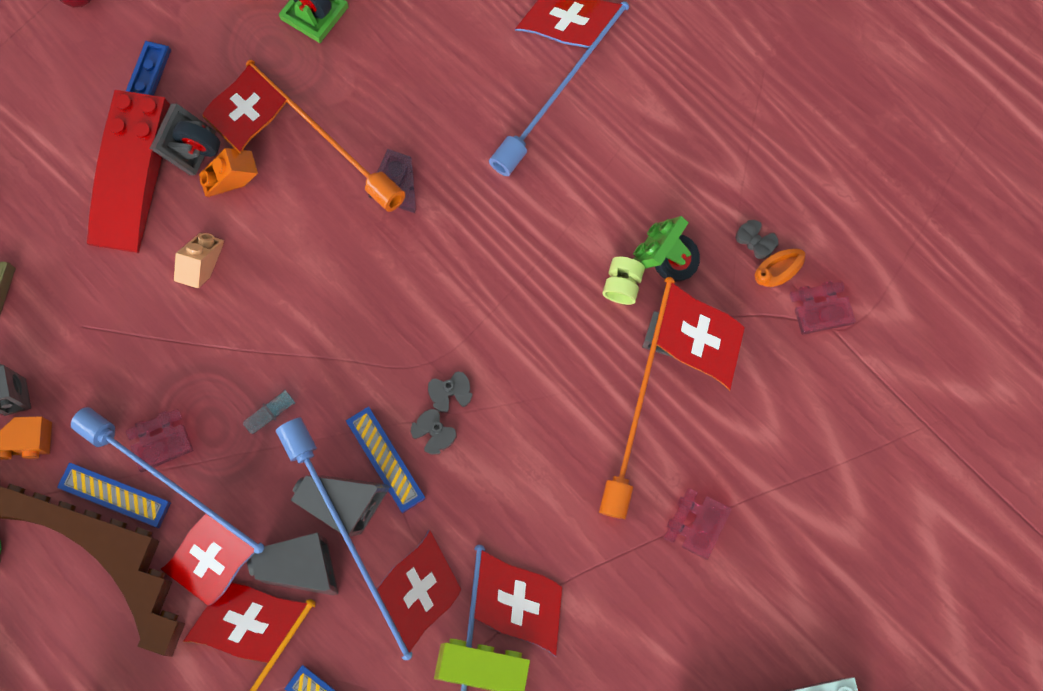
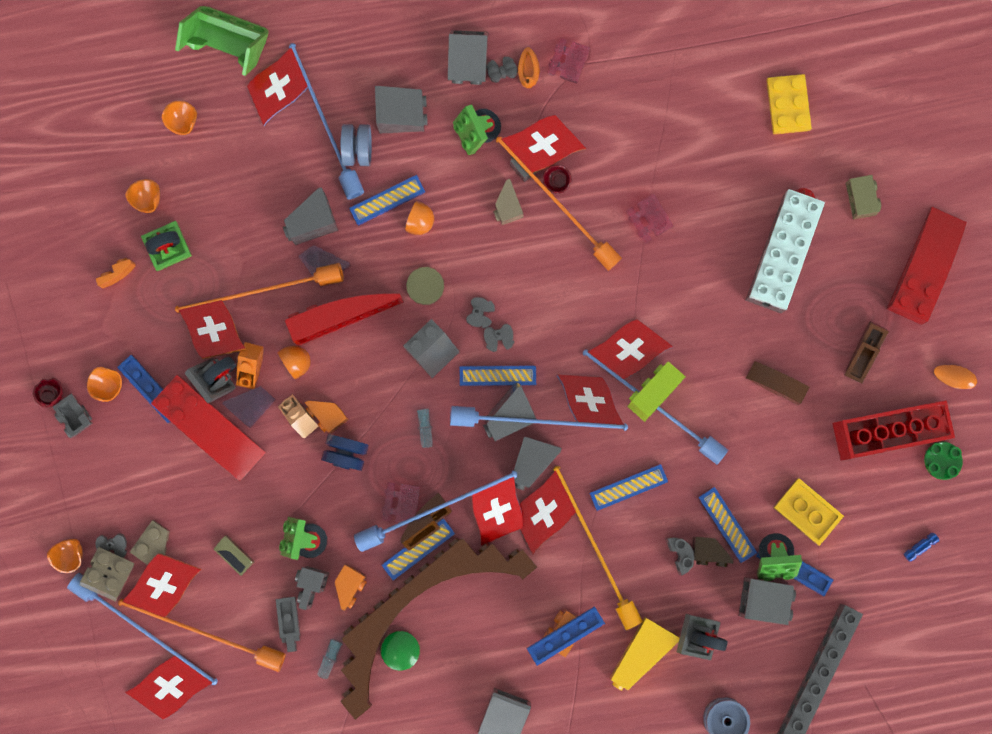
camera: 55 degrees left, 10 degrees up
(50, 355) = (302, 539): none -> bright green plate
(63, 27) = (73, 415): none -> dark grey cylinder
(116, 38) = (104, 384): none -> orange helmet
(143, 485) = (425, 526): none -> reddish brown slope
(180, 334) = (344, 452): none -> dark blue wheel
(183, 202) = (250, 405): none -> clear purple wing
(219, 291) = (328, 414): none -> orange slope
(263, 218) = (295, 360): none -> orange helmet
(341, 227) = (337, 315): none -> red slope
(366, 356) = (431, 348): none -> dark grey slope
(438, 134) = (310, 219): none -> dark grey slope
(442, 309) = (425, 285): none -> olive tile
(517, 207) = (387, 200): none -> tile
(517, 253) = (420, 219): none -> orange helmet
(555, 130) = (352, 145): none -> sand blue wheel
(600, 342) = (507, 205): none -> dark tan slope
(623, 280) = (483, 170): yellowish green wheel -> none
(629, 153) = (400, 109): none -> dark grey slope
(670, 379) = (557, 179): none -> dark red hair
(744, 190) = (467, 56): none -> dark grey slope
(962, 611) = (788, 104): none -> yellow plate

